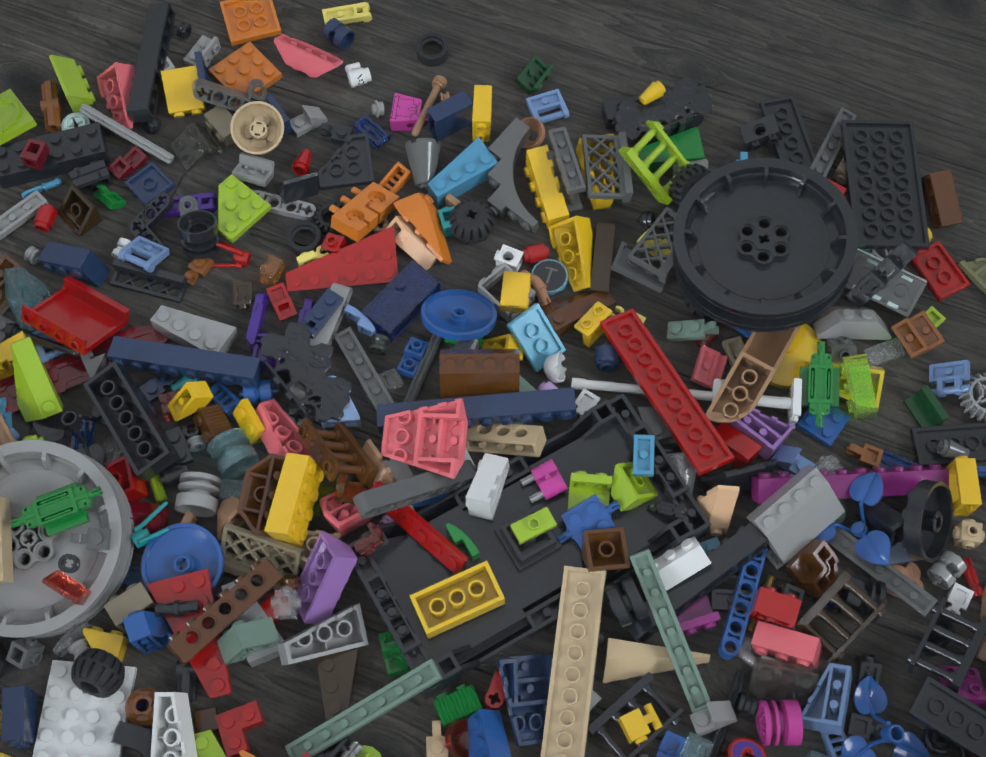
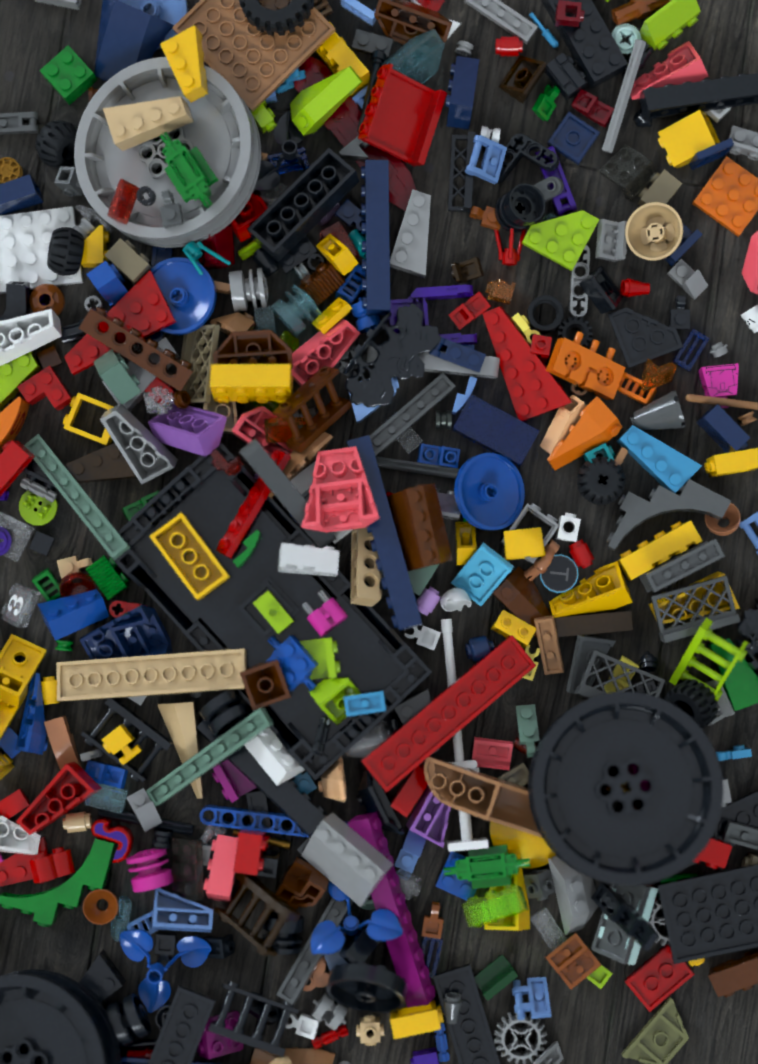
camera: 80 degrees right, 20 degrees up
(170, 664) = (87, 303): none -> light grey bush
(177, 608) = (131, 305): black pin -> none
(228, 93) = (689, 192): dark grey beam -> none
(279, 711) = (70, 418): none -> yellow window
(386, 160) = (656, 376): none -> clear orange slope
(615, 296) = (549, 645): none -> medium nougat tile

